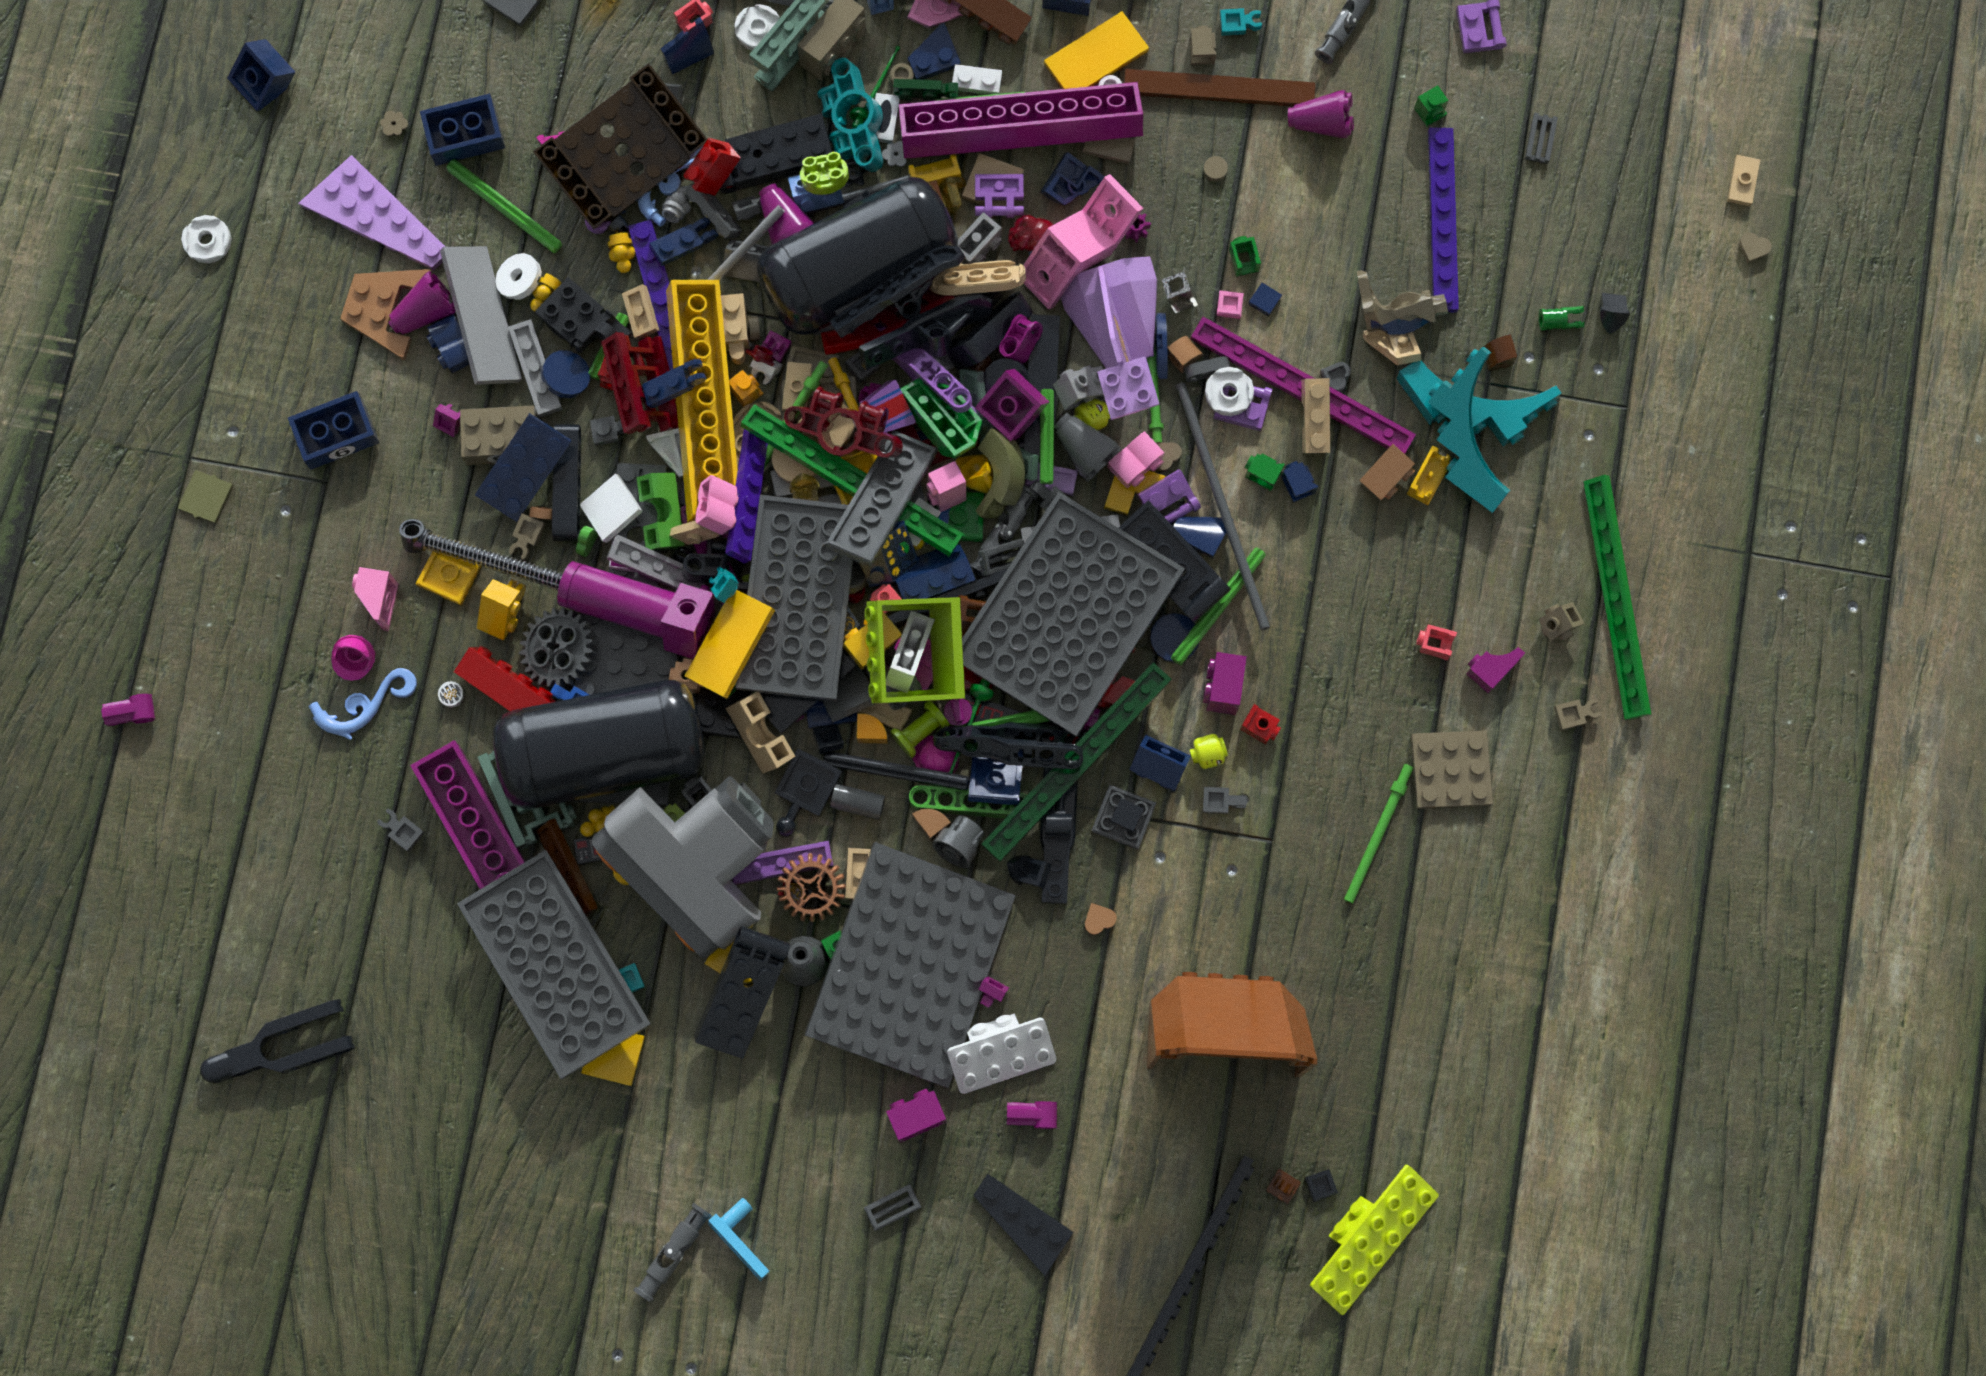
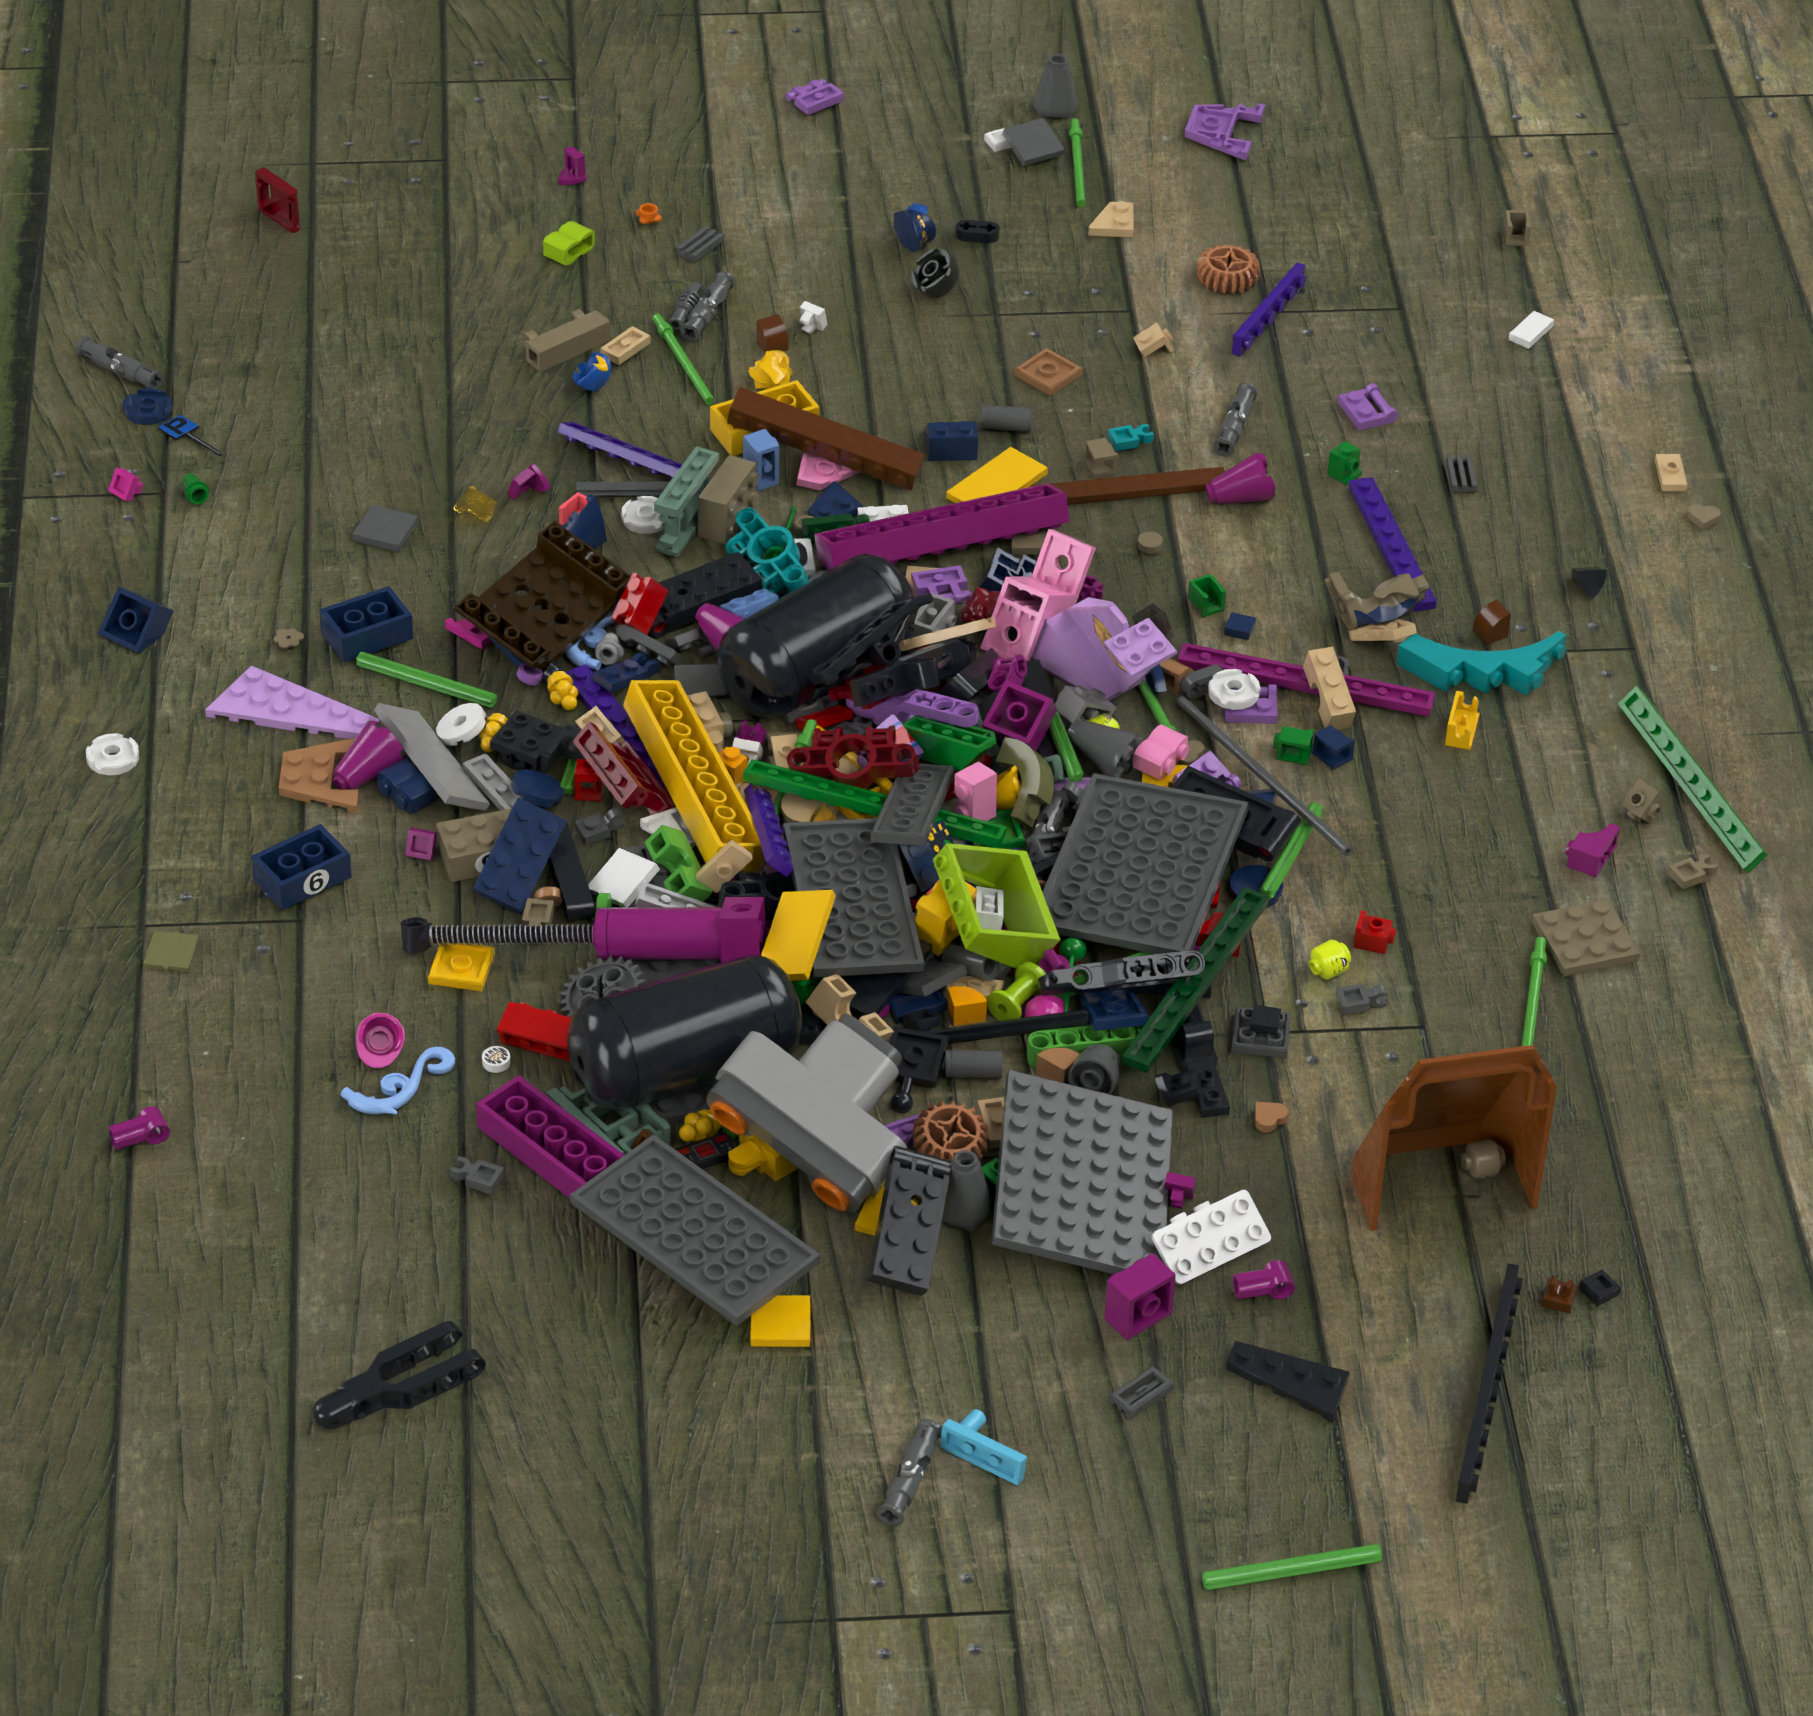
camera: 15 degrees left, 35 degrees down
(378, 594) = (389, 981): bright pink slope -> none
(499, 608) = (530, 970): yellow brick -> none
(673, 383) = (663, 751): dark blue hinge -> none
(716, 505) = (744, 827): bright pink brick -> none
(723, 585) = (775, 887): teal plate -> none
(747, 243) = (702, 645): light grey piece -> none
(762, 354) = (741, 733): dark red plate -> none
(824, 173) = (758, 587): lime tile -> none
(1160, 763) = (1282, 975): dark blue brick -> none
(1226, 683) = (1324, 899): magenta brick -> none
(1230, 304) = (1206, 635): bright pink tile -> none
(1370, 1236) = (1674, 1313): neon yellow bracket -> none
(1388, 472) = (1419, 721): medium nougat brick -> none
(1446, 637) = (1526, 839): coral window -> none
(1455, 402) = (1499, 704): teal arch -> none
(1558, 318) = (1539, 591): green hinge -> none

